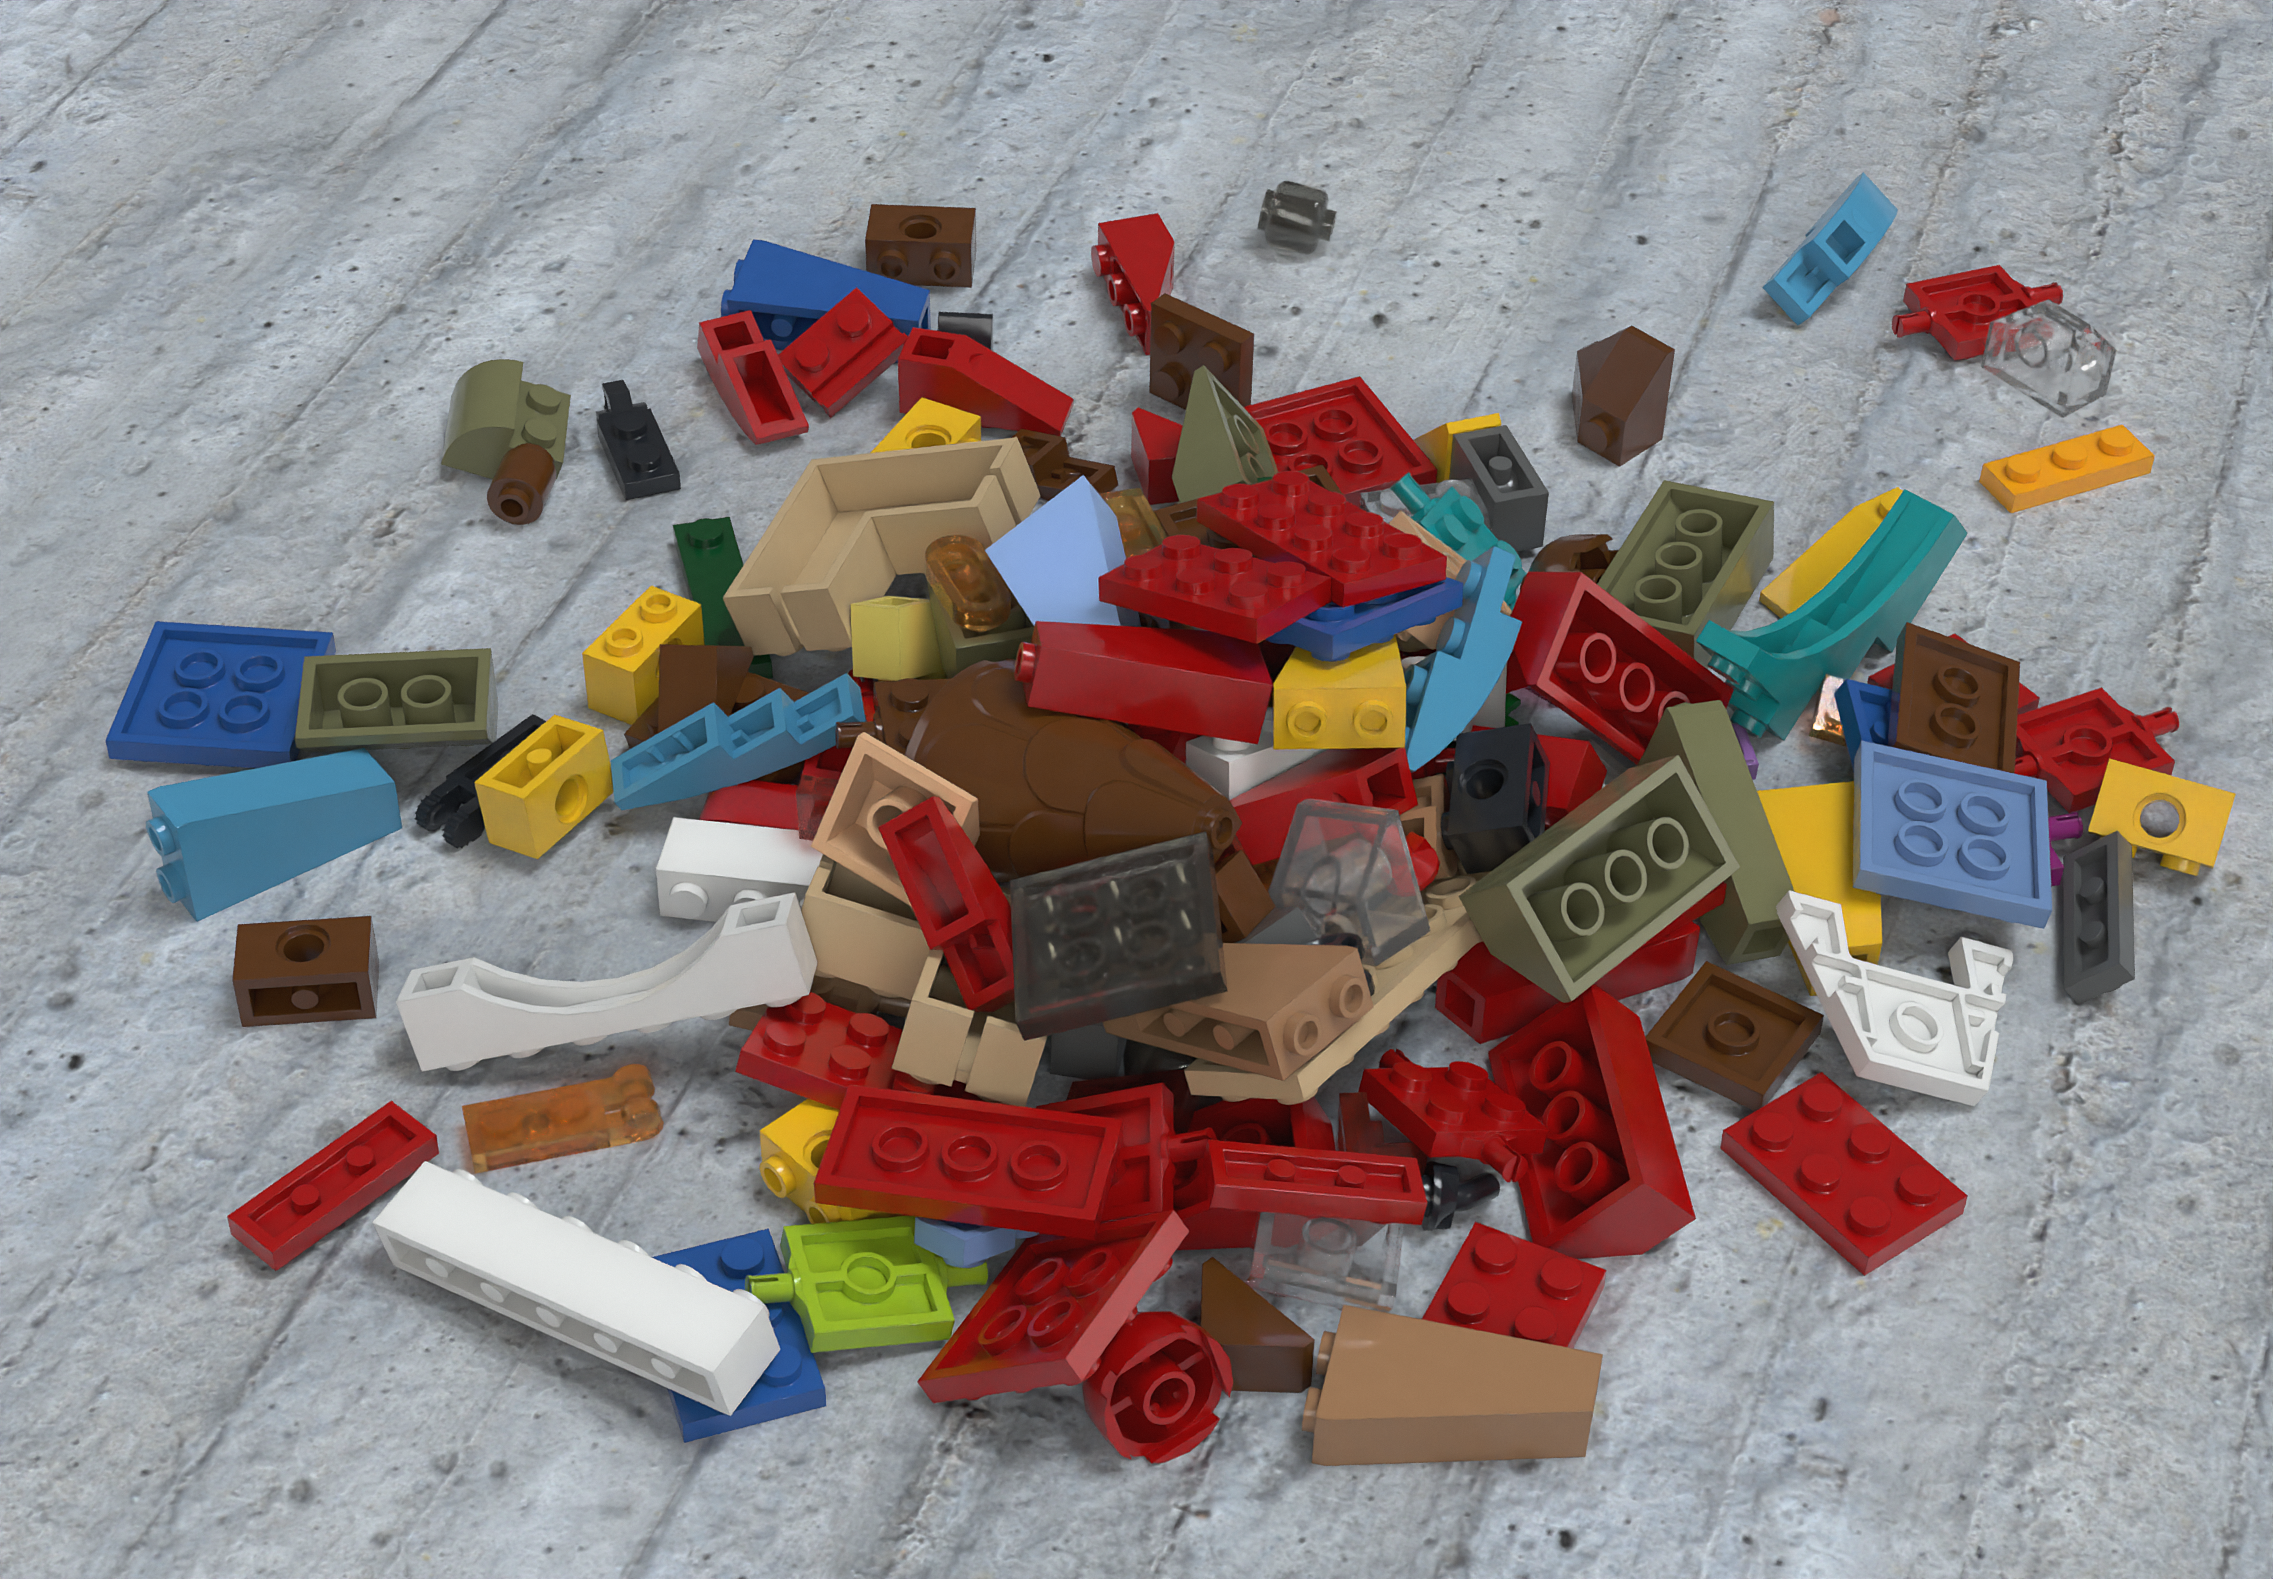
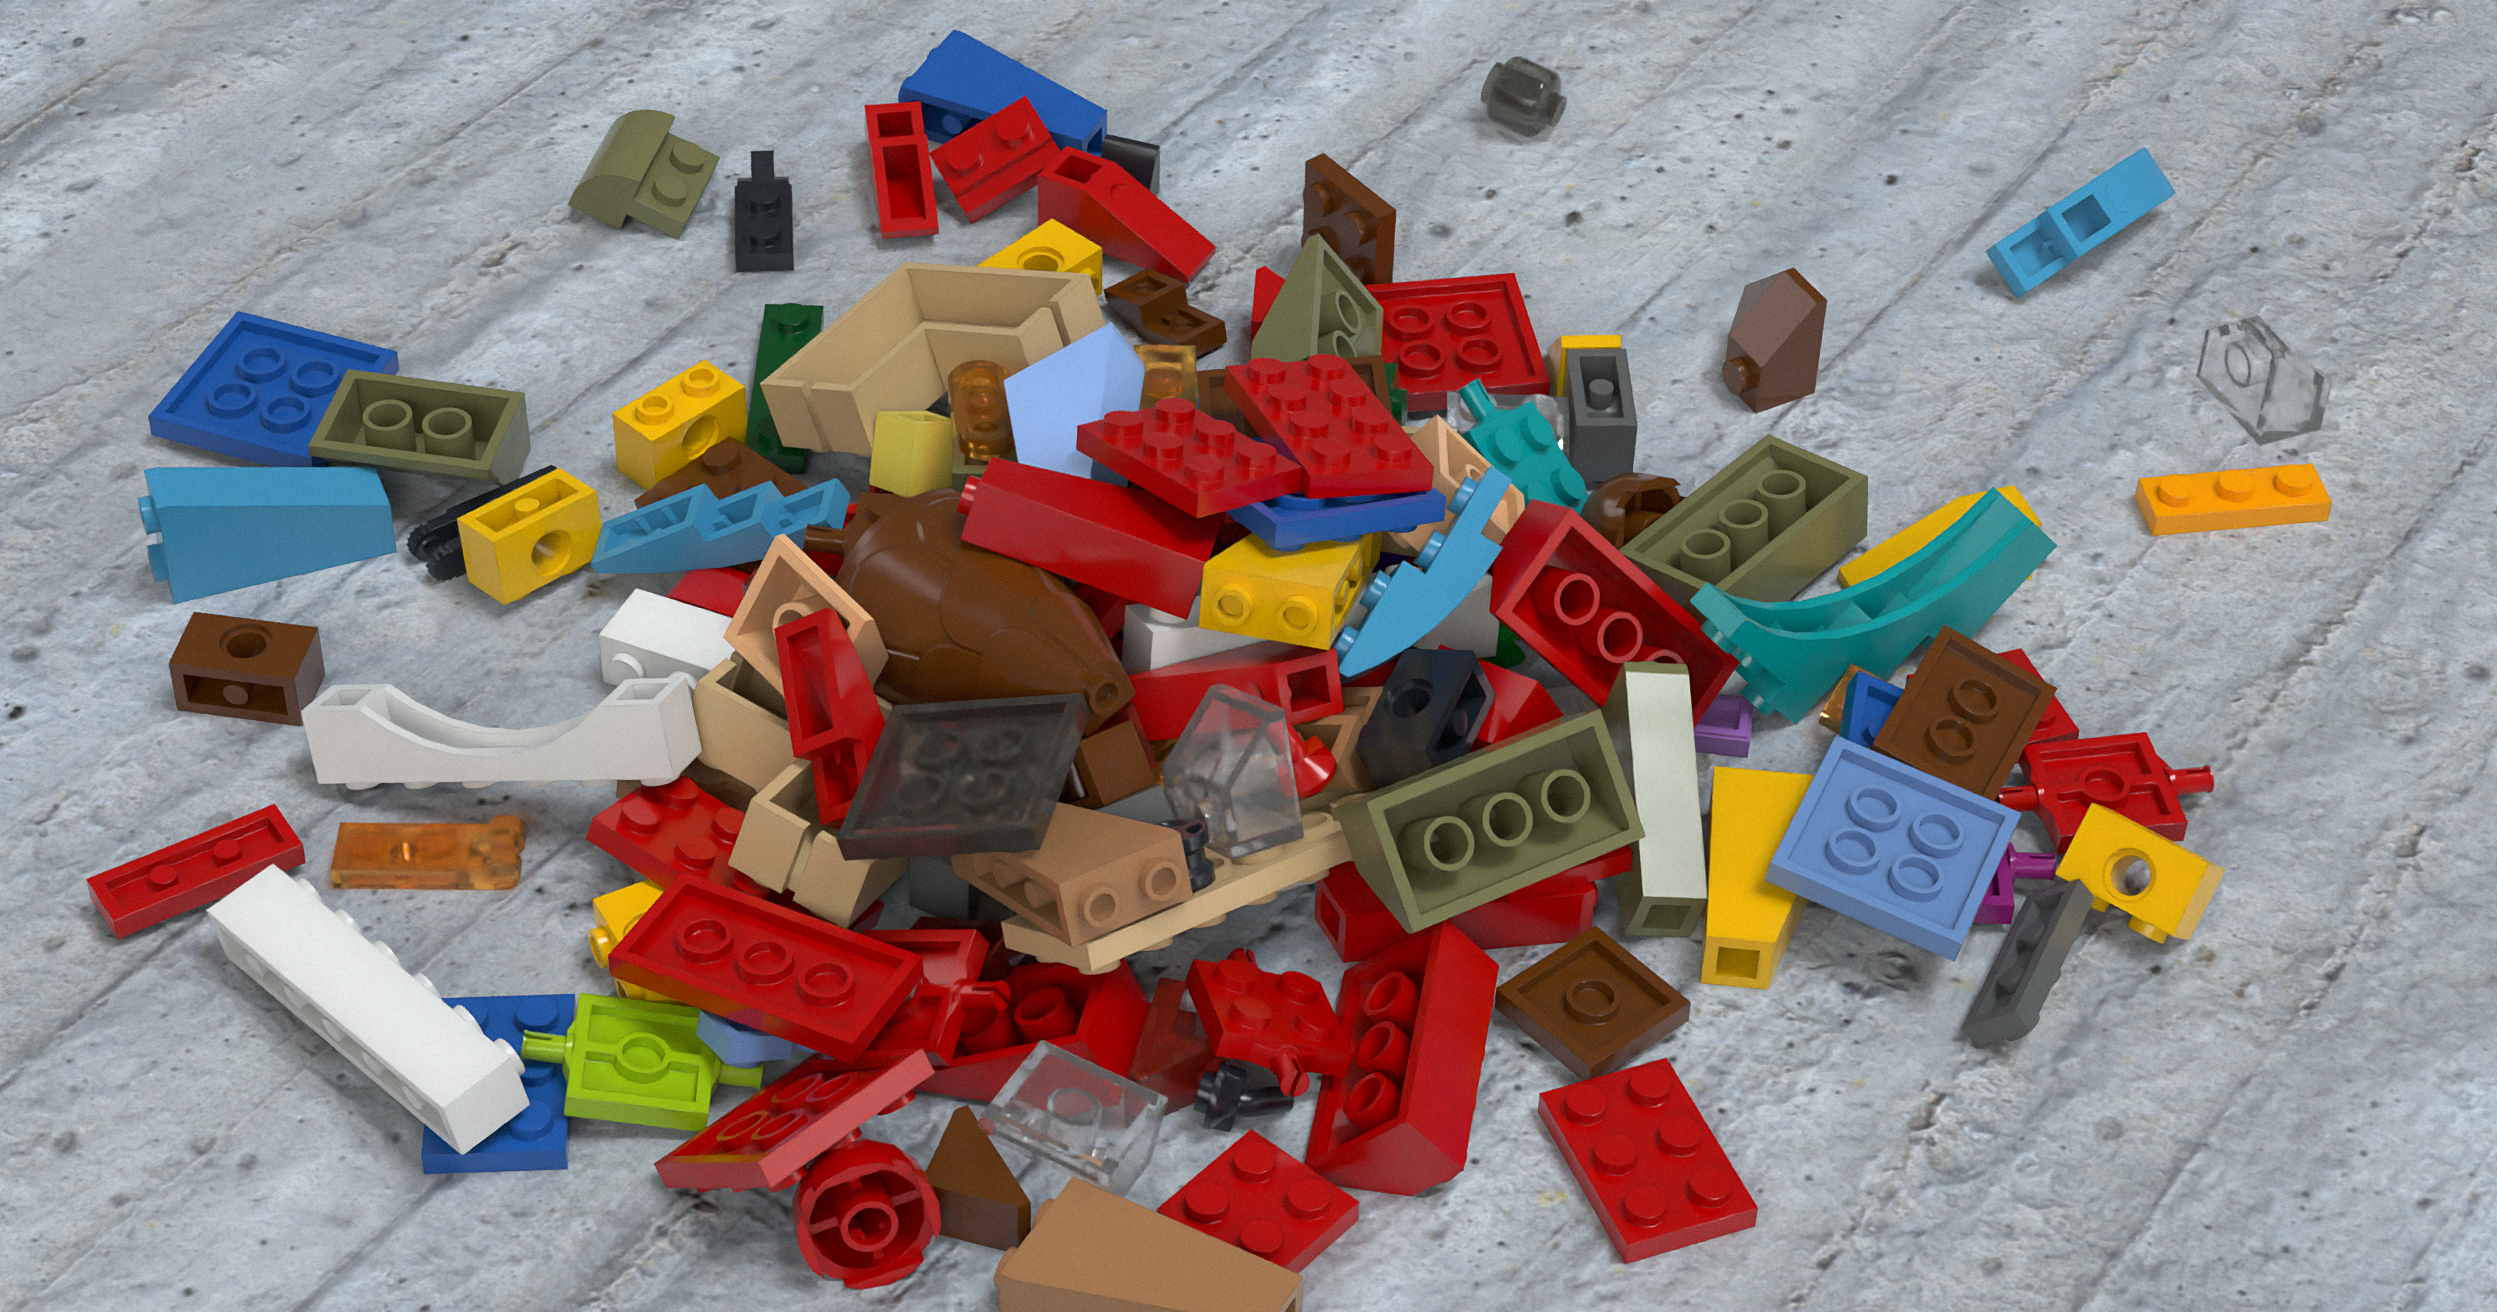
camera: 15 degrees right, 0 degrees up
(522, 484) = (636, 238): reddish brown brick -> none
(697, 677) = (712, 455): reddish brown slope -> none
(922, 244) = (1127, 63): reddish brown brick -> none
(1137, 266) = (1338, 116): red slope -> none
(1314, 1182) = (1074, 1052): red plate -> none
(1900, 1023) = (1766, 1027): white wing -> none
(1963, 304) = (2189, 303): red plate -> none

